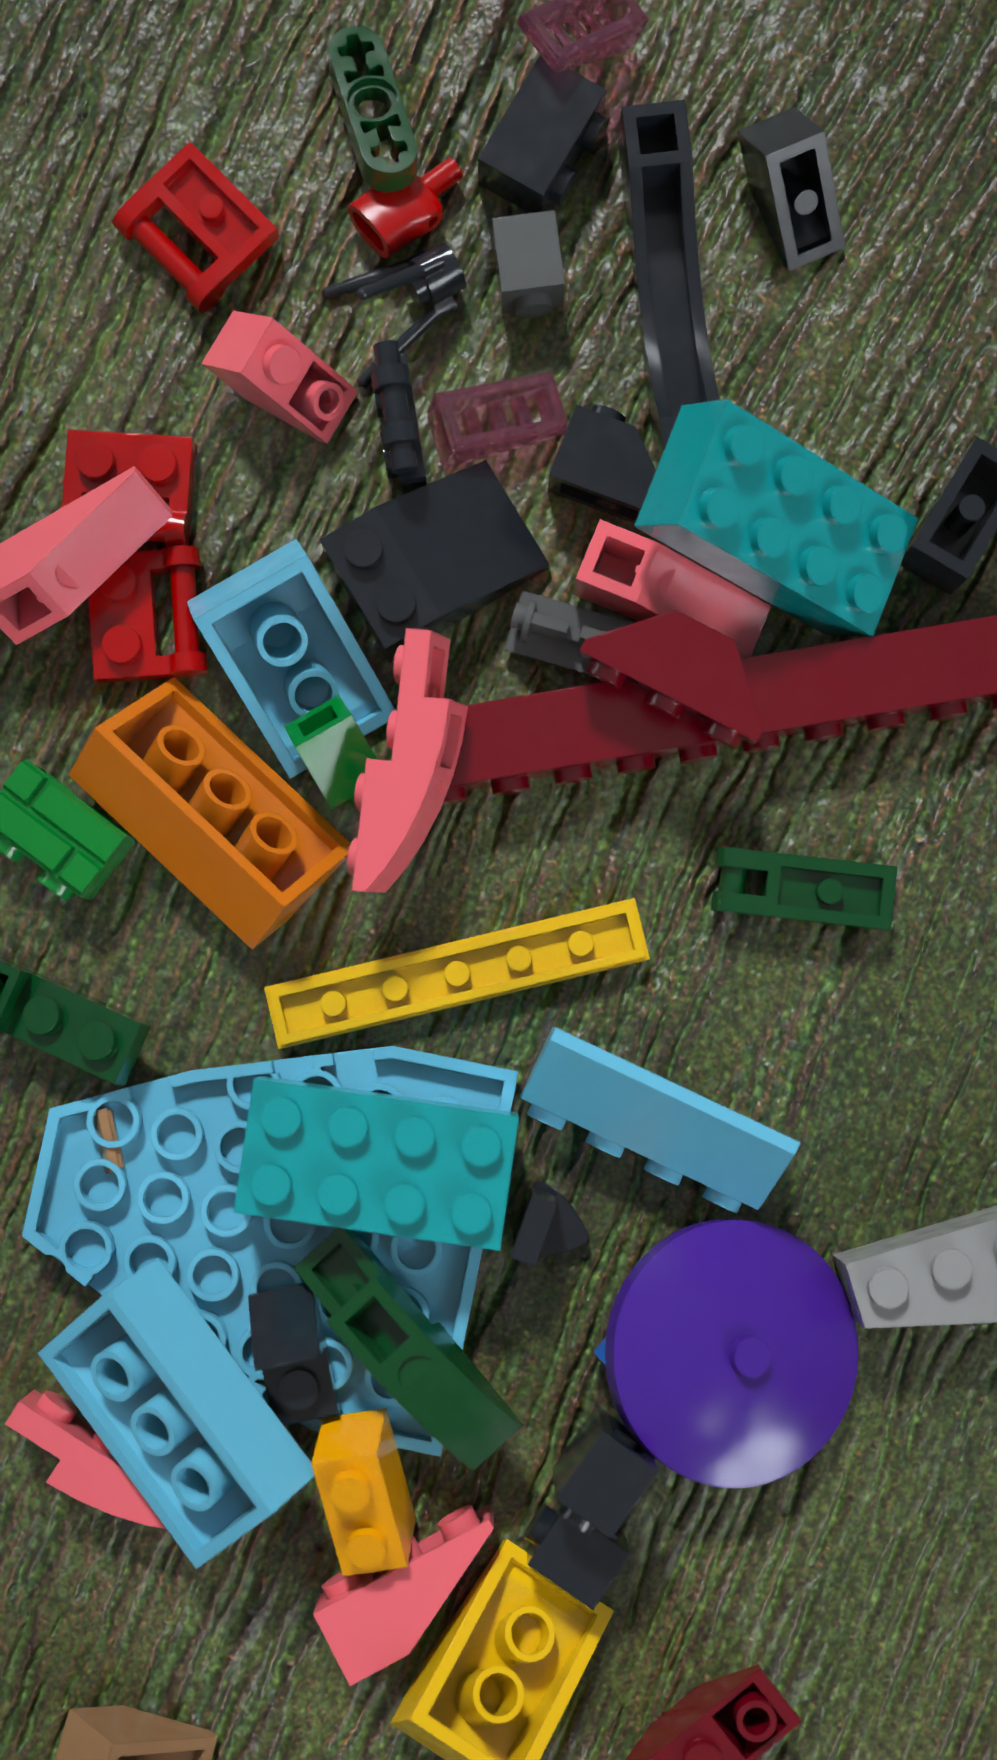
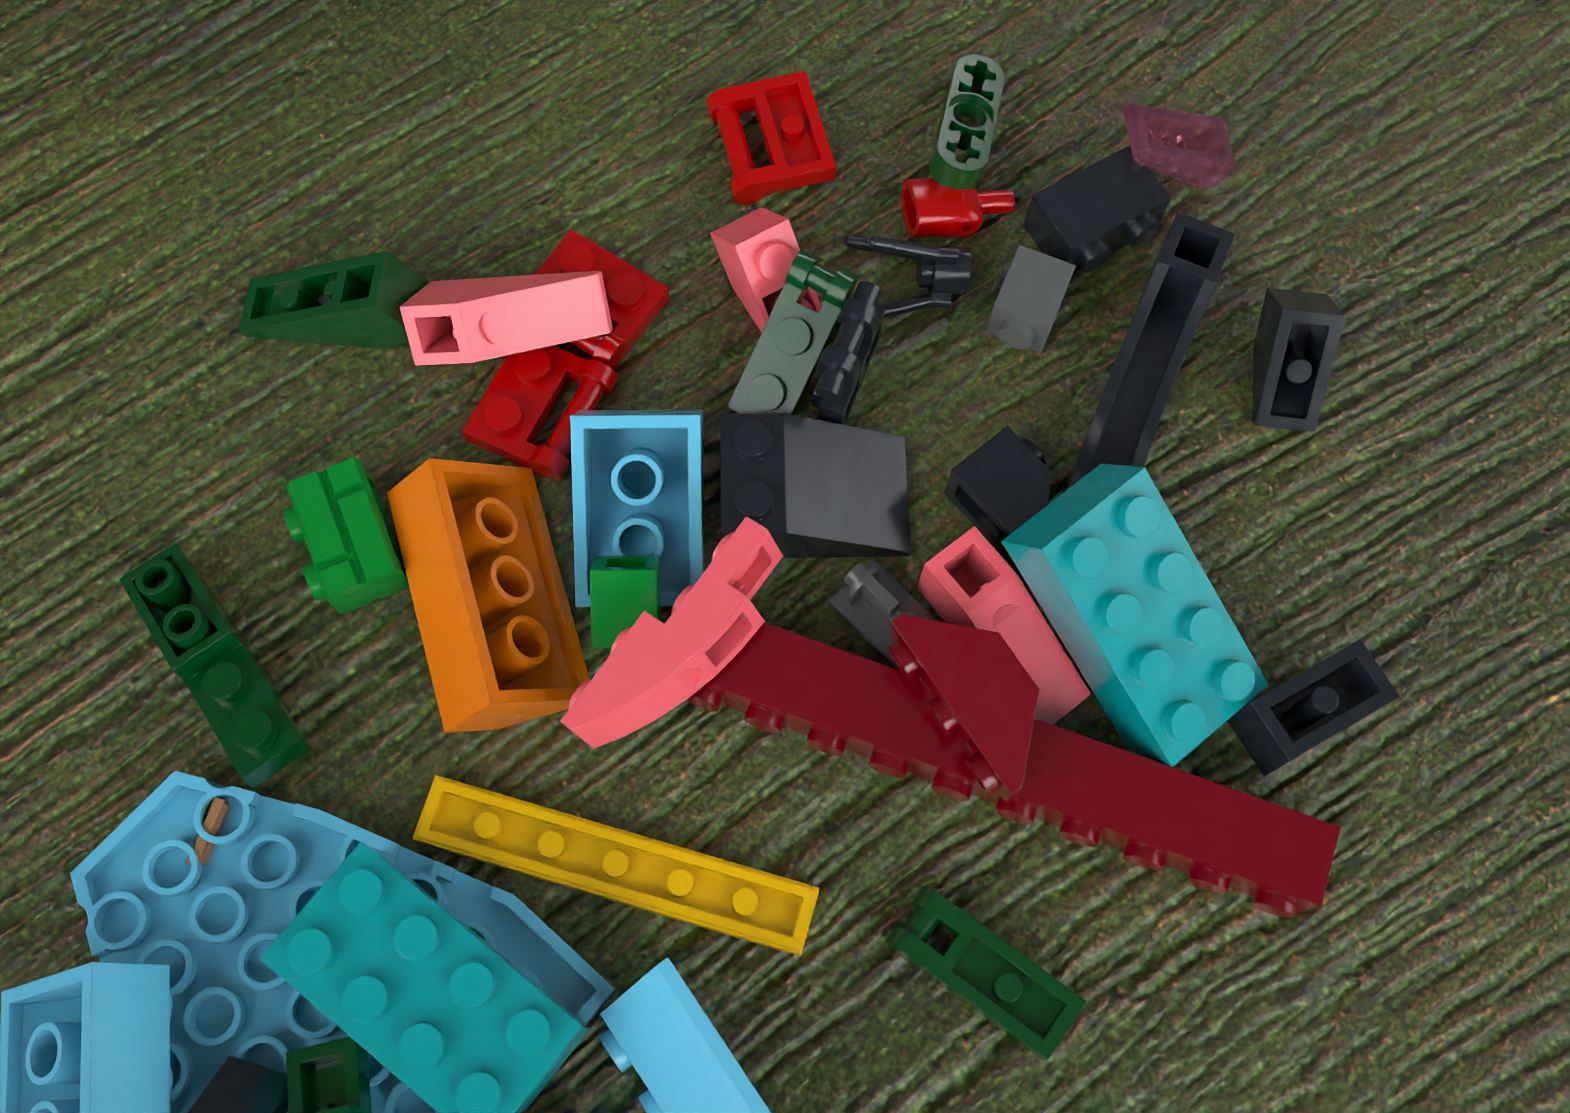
camera: 25 degrees right, 15 degrees down
(340, 431) = (792, 339): none -> plate
(465, 402) = (928, 426): clear pink slope -> none

